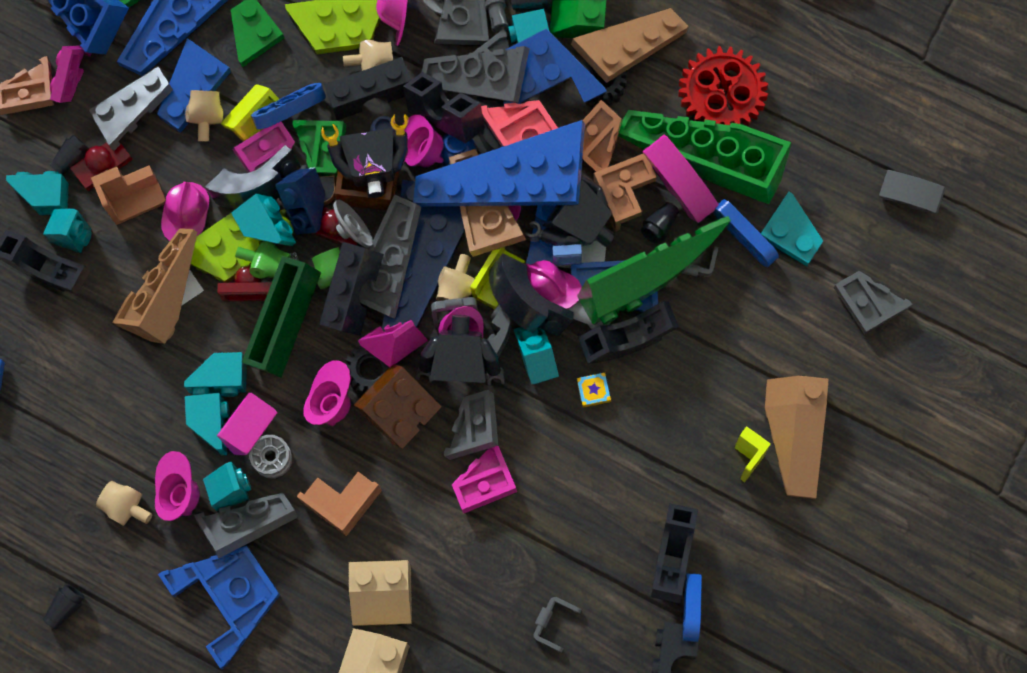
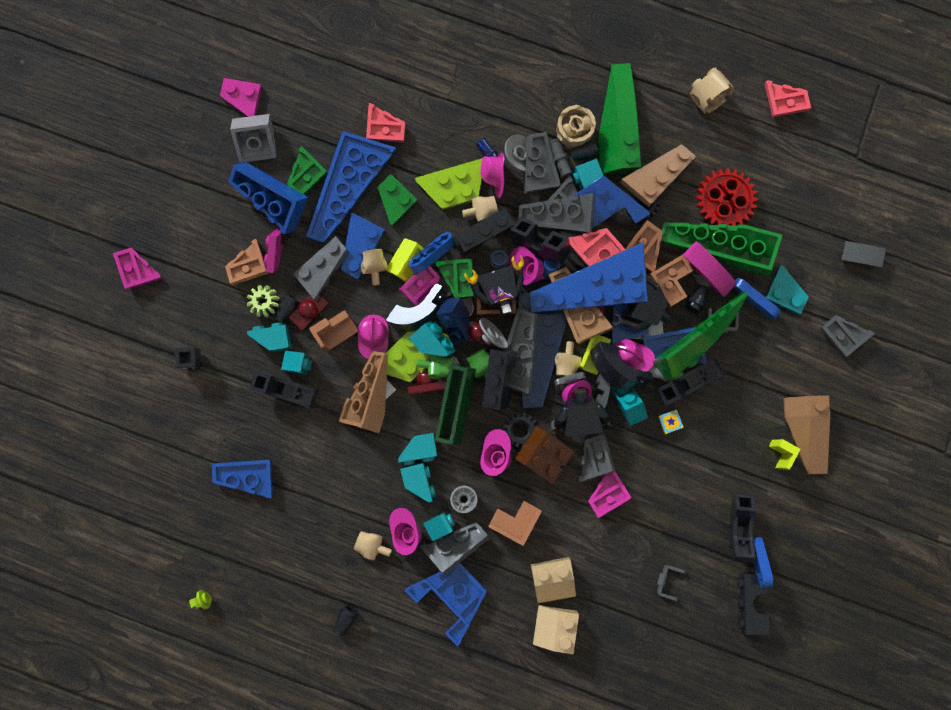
camera: 10 degrees left, 10 degrees up
(38, 140) = (263, 294): none -> yellowish green gear
(246, 425) = (445, 481): dark pink slope -> none
(394, 342) = (532, 413): dark pink slope -> none
(567, 254) = (642, 333): medium blue tile -> none

